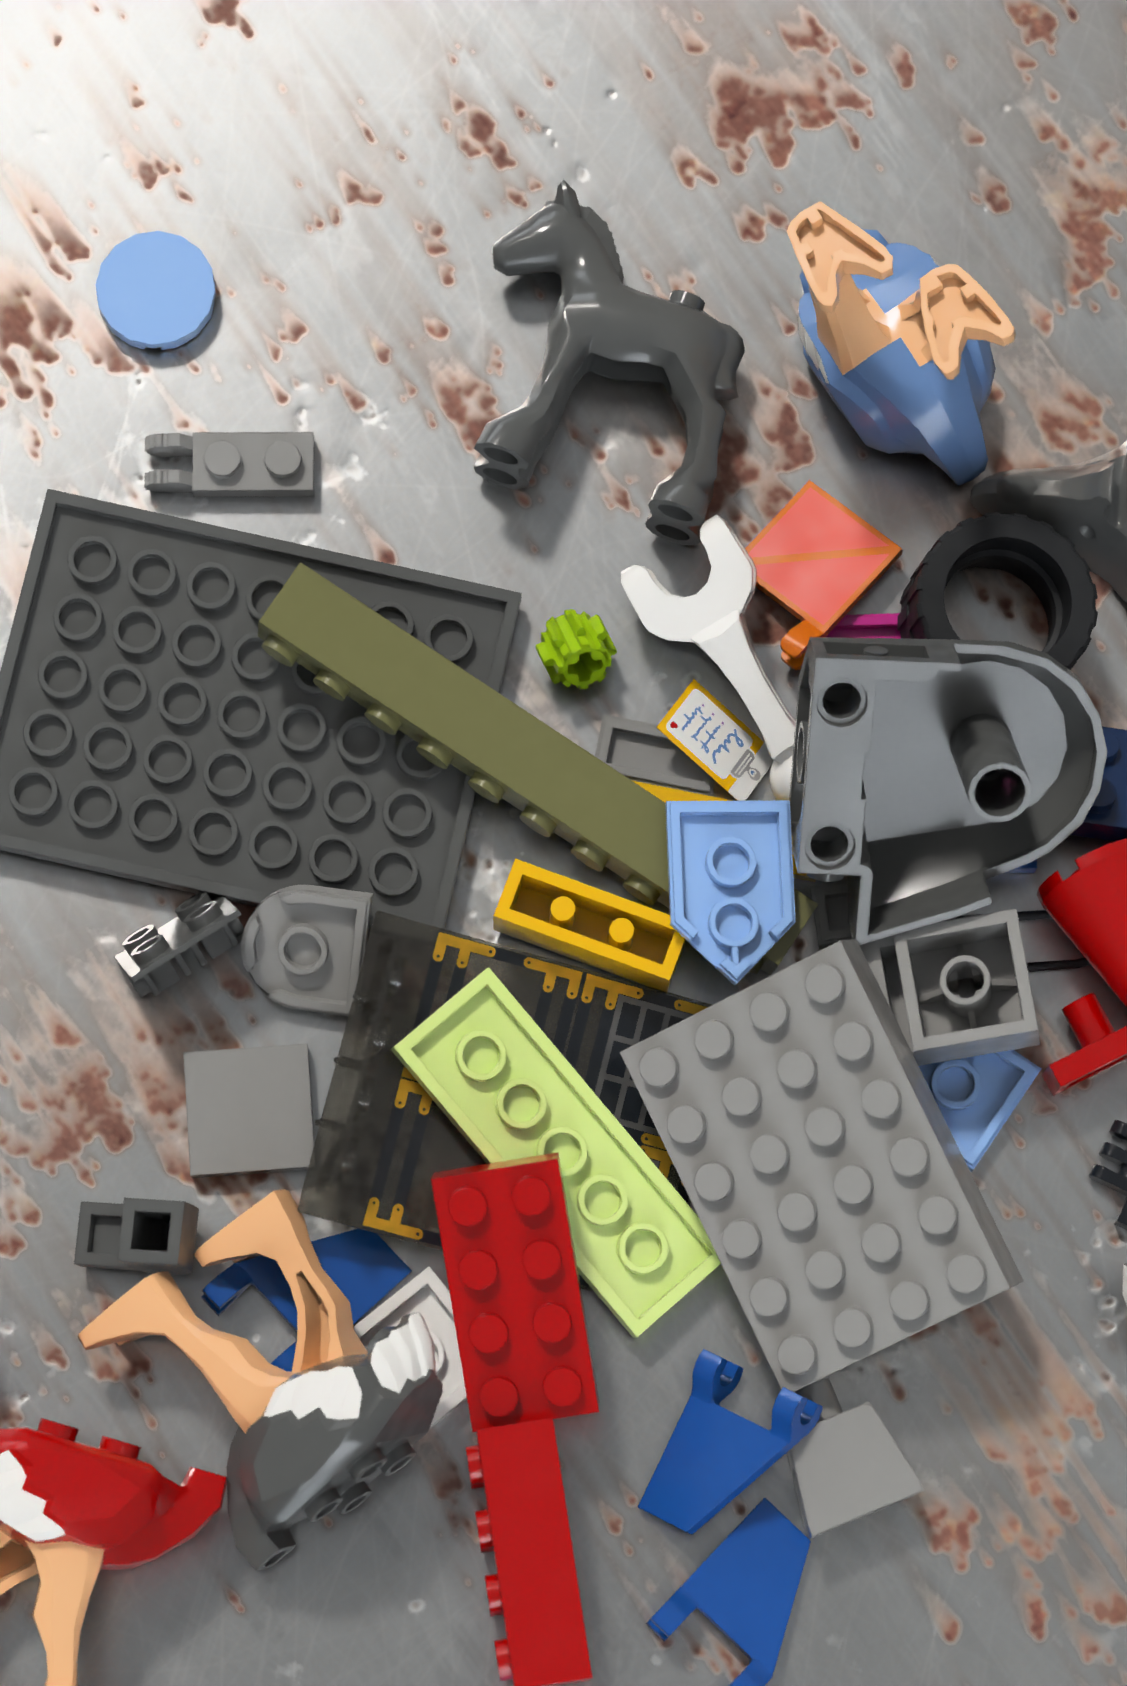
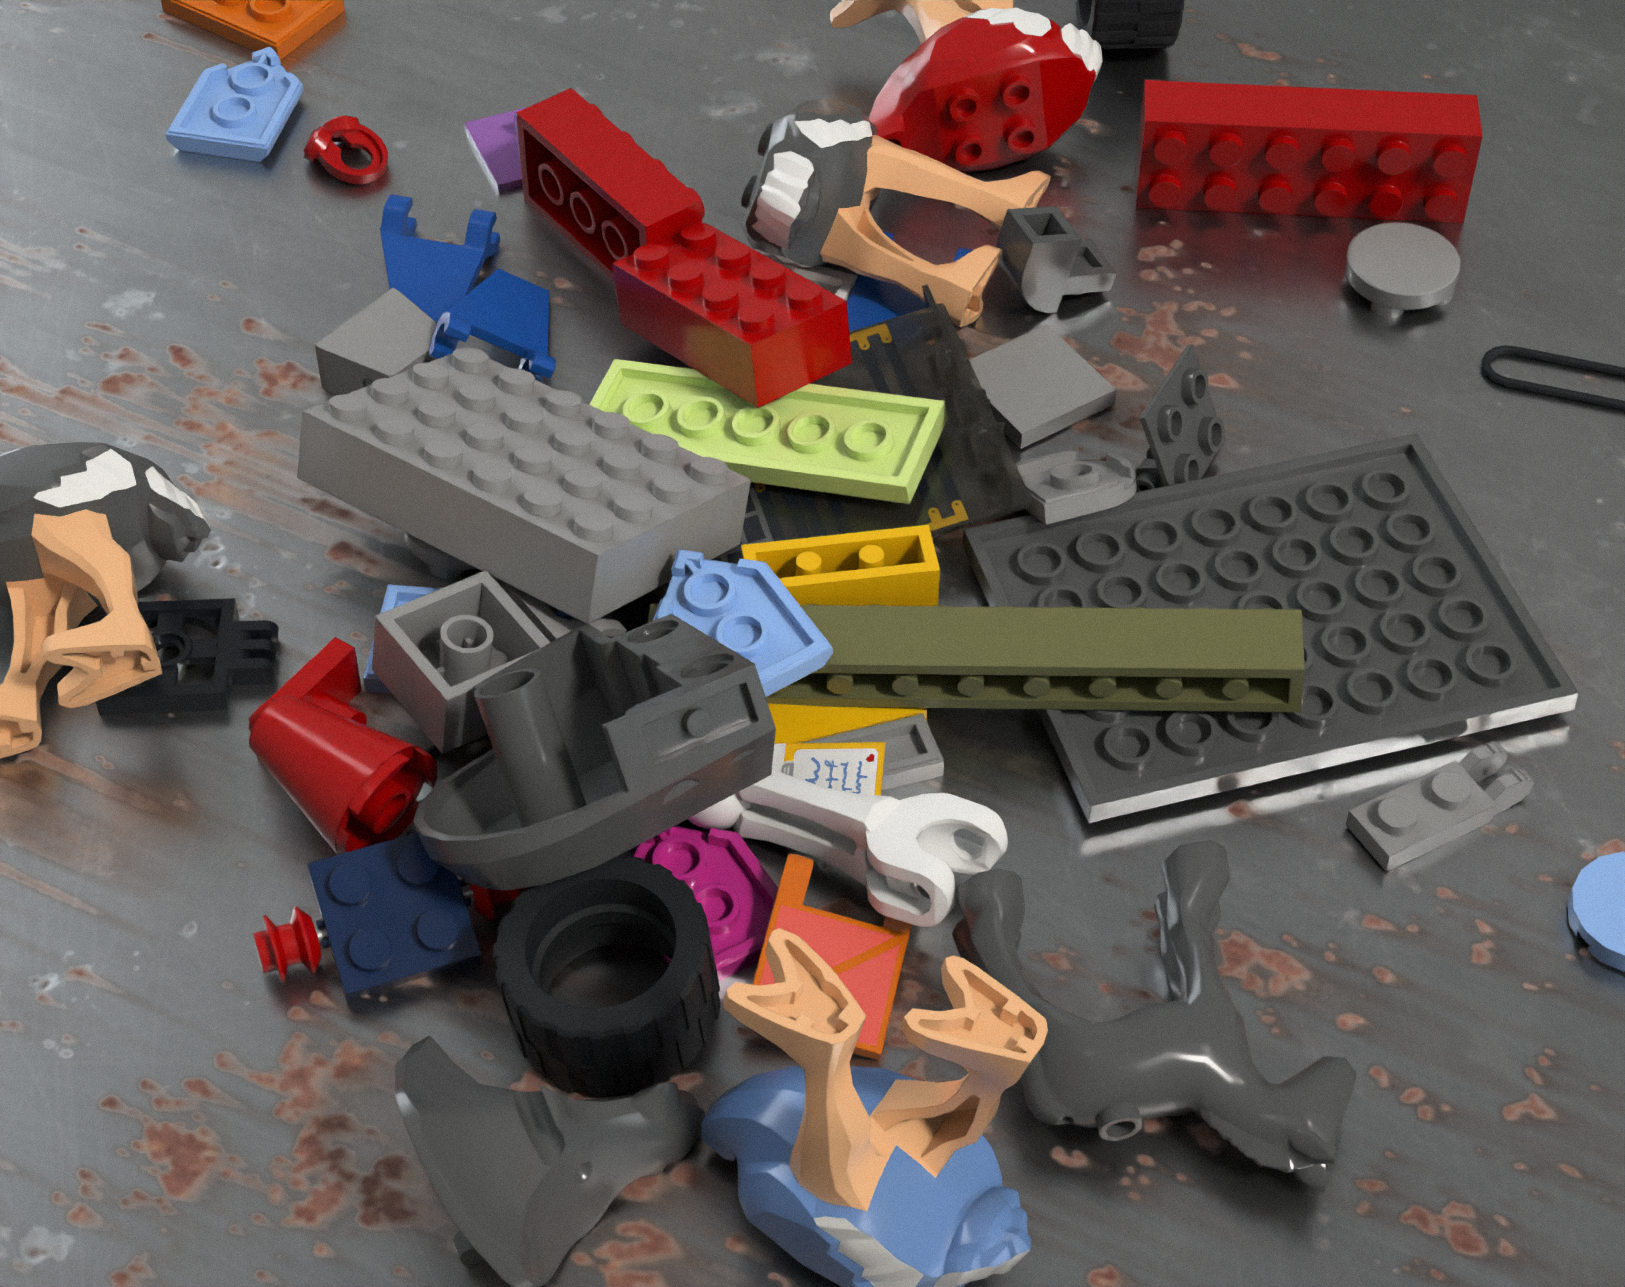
camera: 155 degrees right, 30 degrees down
(576, 649) = (1007, 782): lime gear -> none

